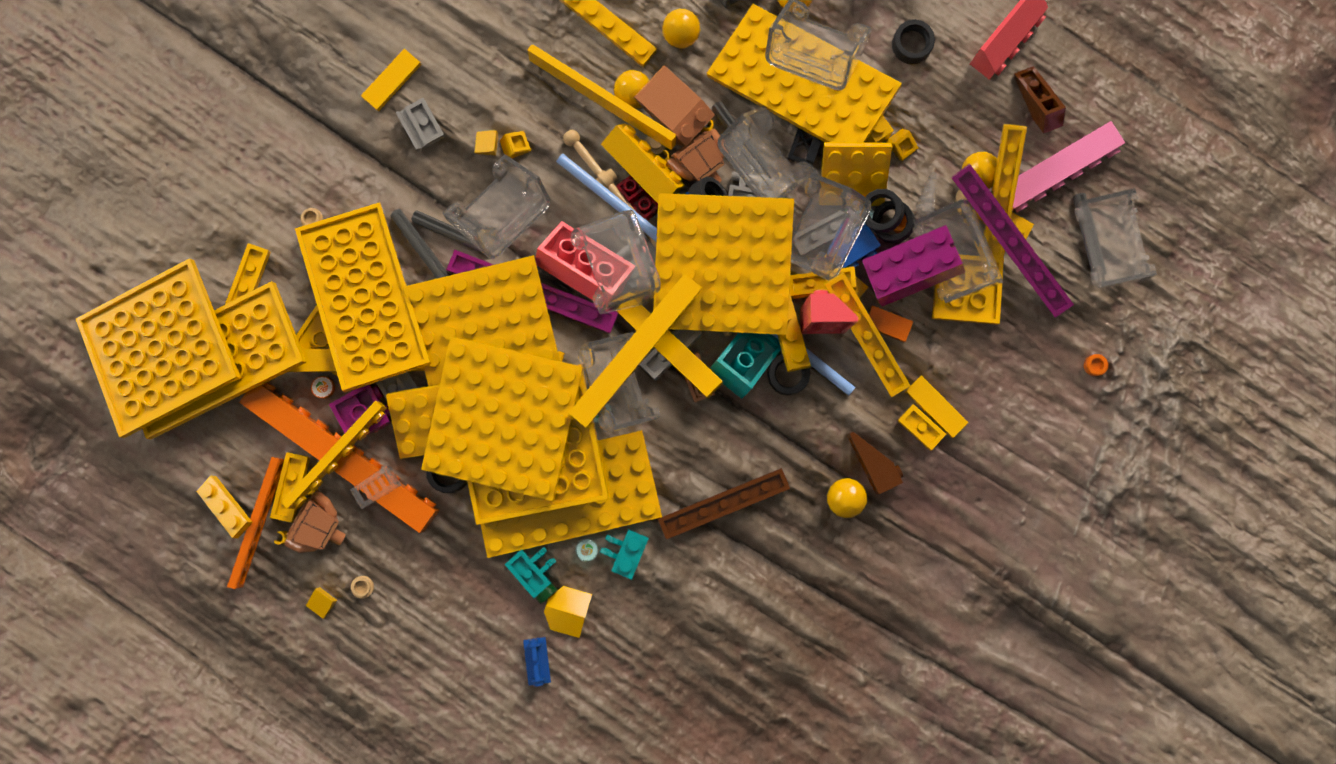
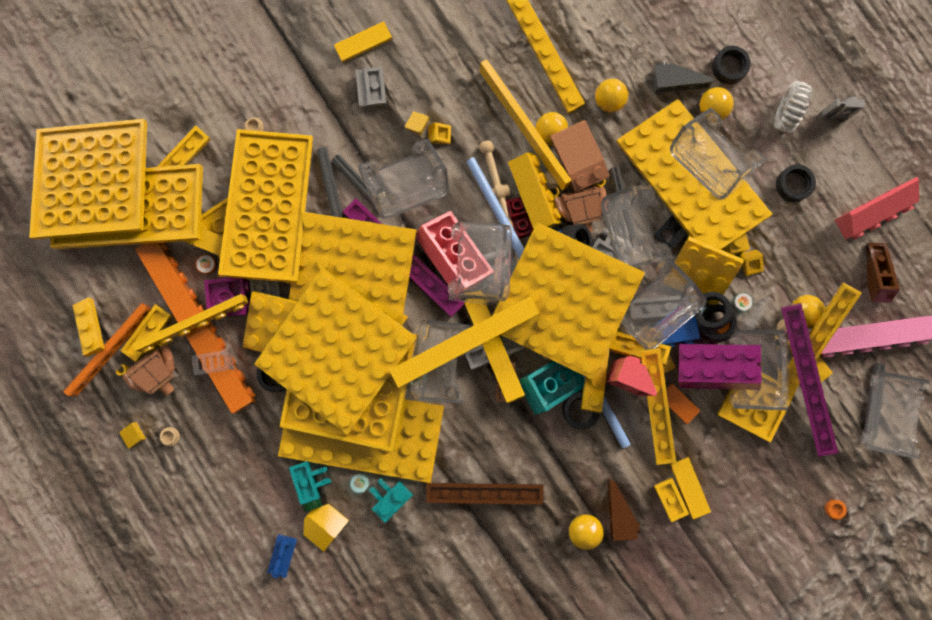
camera: 25 degrees right, 0 degrees up
(910, 189) = (742, 302): none -> tile

